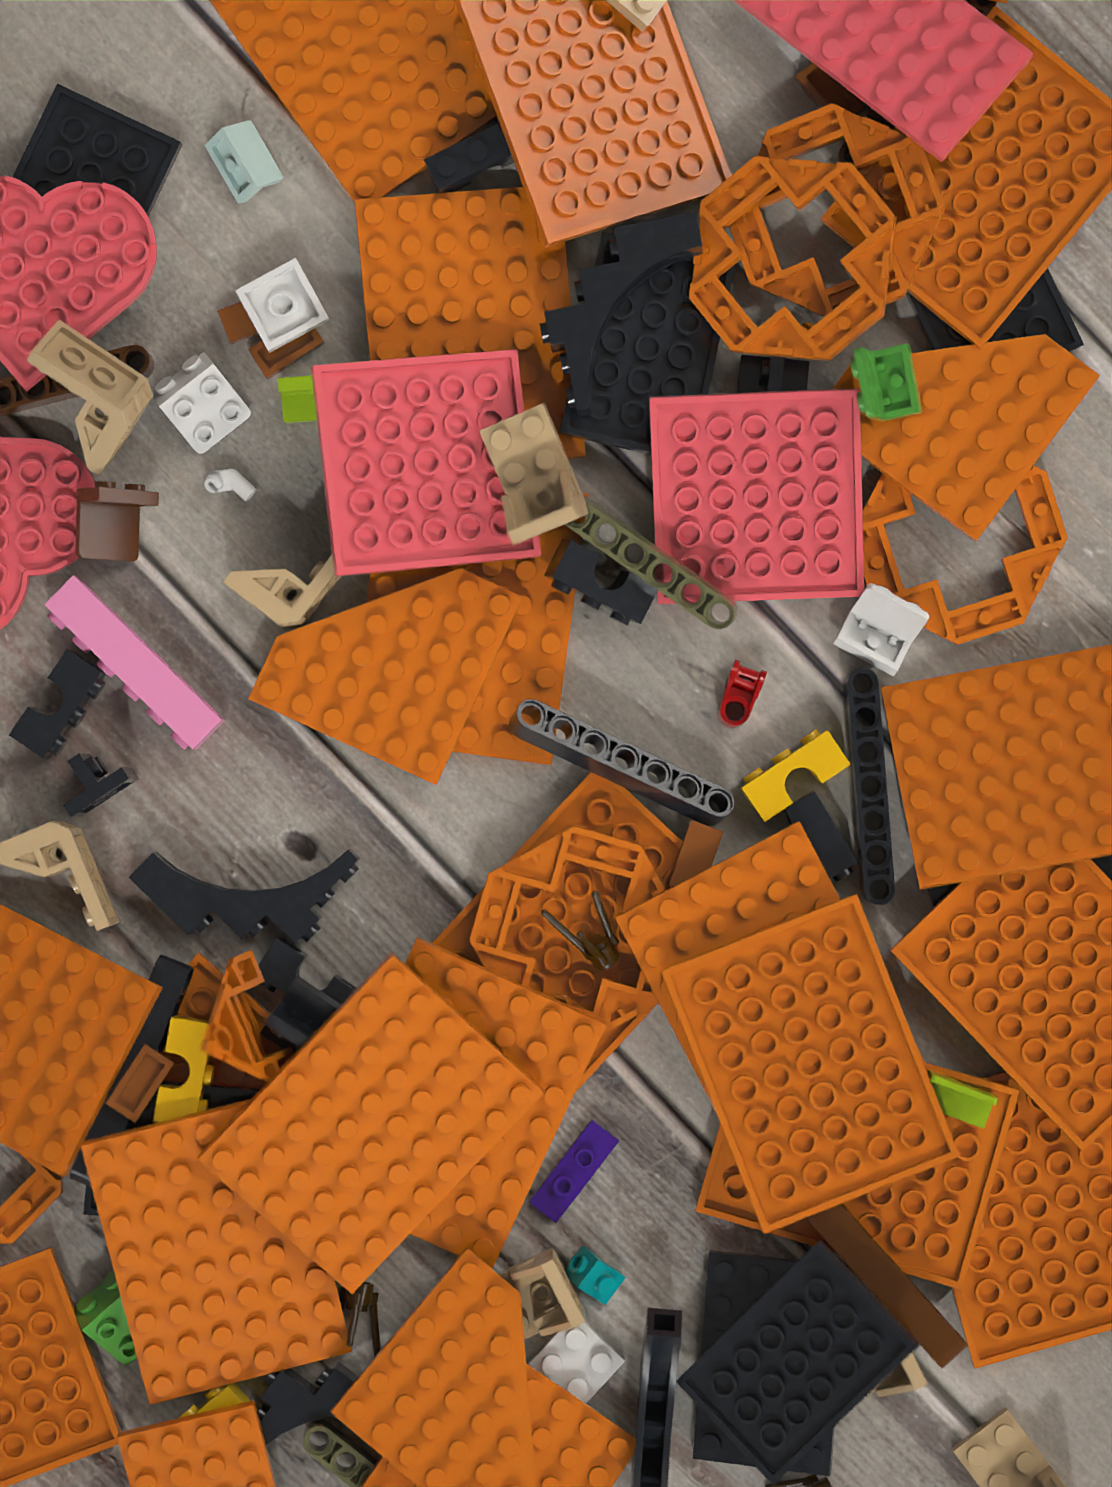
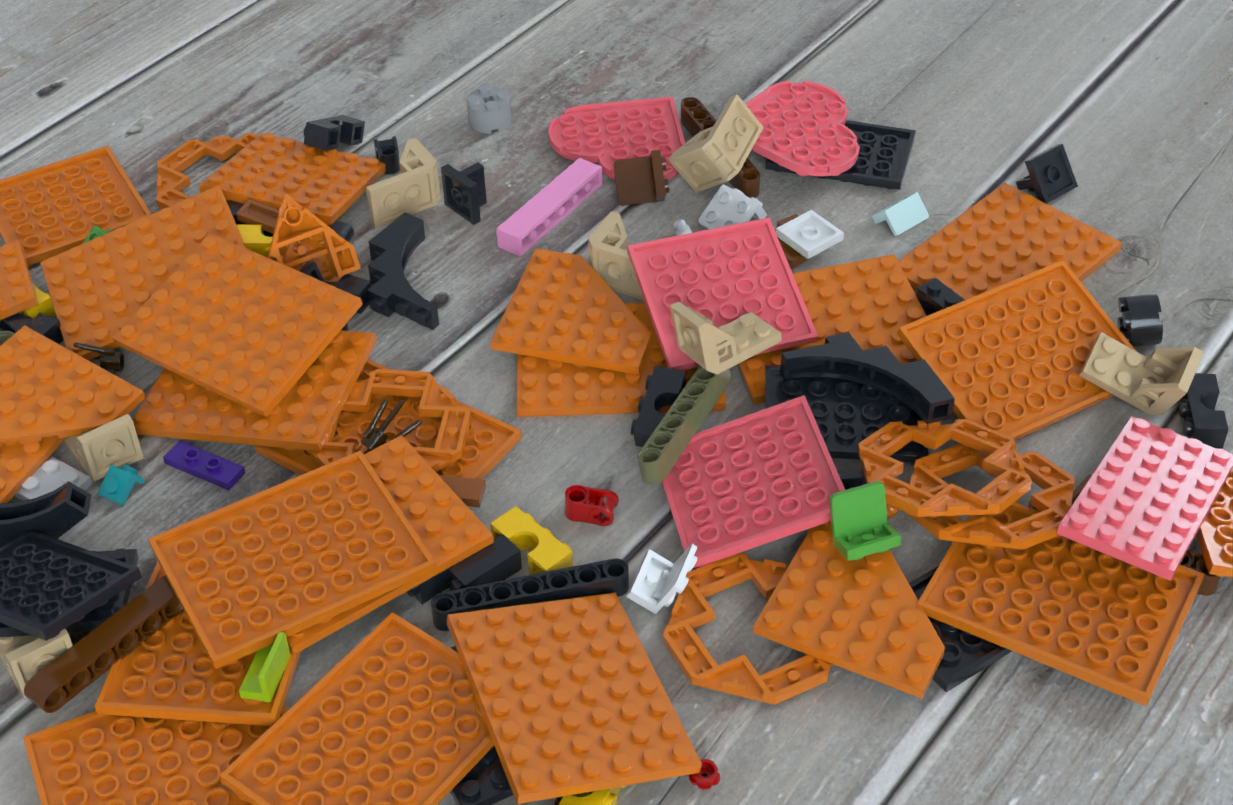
camera: 85 degrees right, 45 degrees down
(78, 683) = (526, 184): black arch -> none
(605, 765) = (535, 404): black beam -> none

